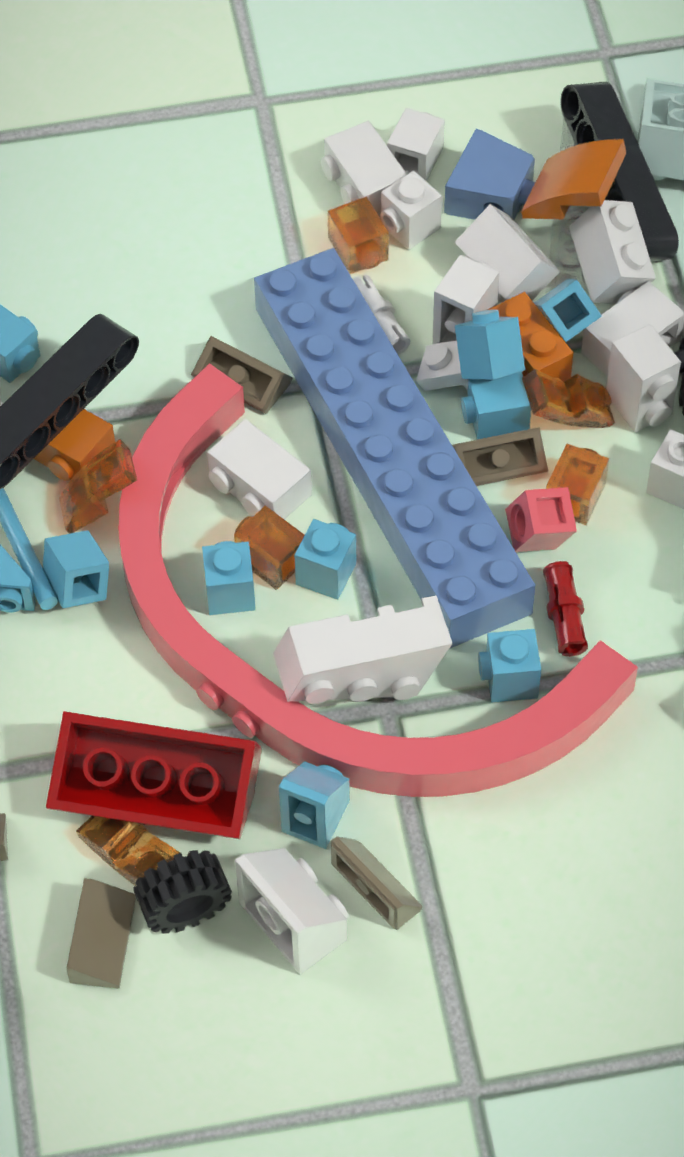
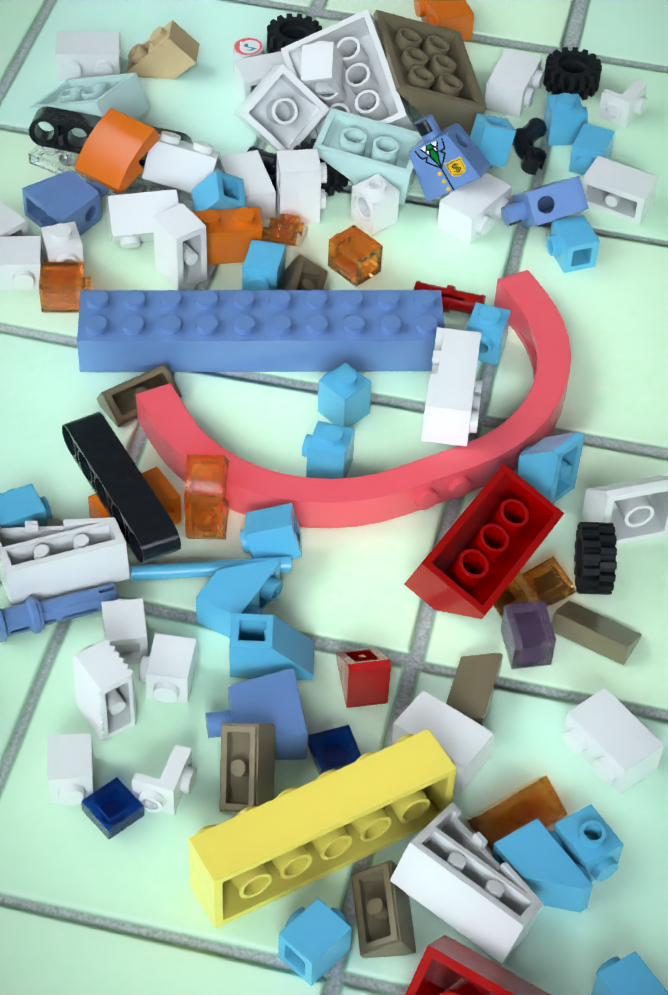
camera: 70 degrees left, 10 degrees down
(53, 863) = (528, 634): none -> clear purple brick
(258, 471) = (244, 408): white brick -> none
(271, 545) = (304, 415): clear orange brick -> none
(373, 881) = (620, 466): dark tan slope -> none
(441, 367) = (215, 275): white bracket -> none
(489, 346) = (233, 237): medium azure brick -> none
(541, 519) = (382, 264): coral brick -> none

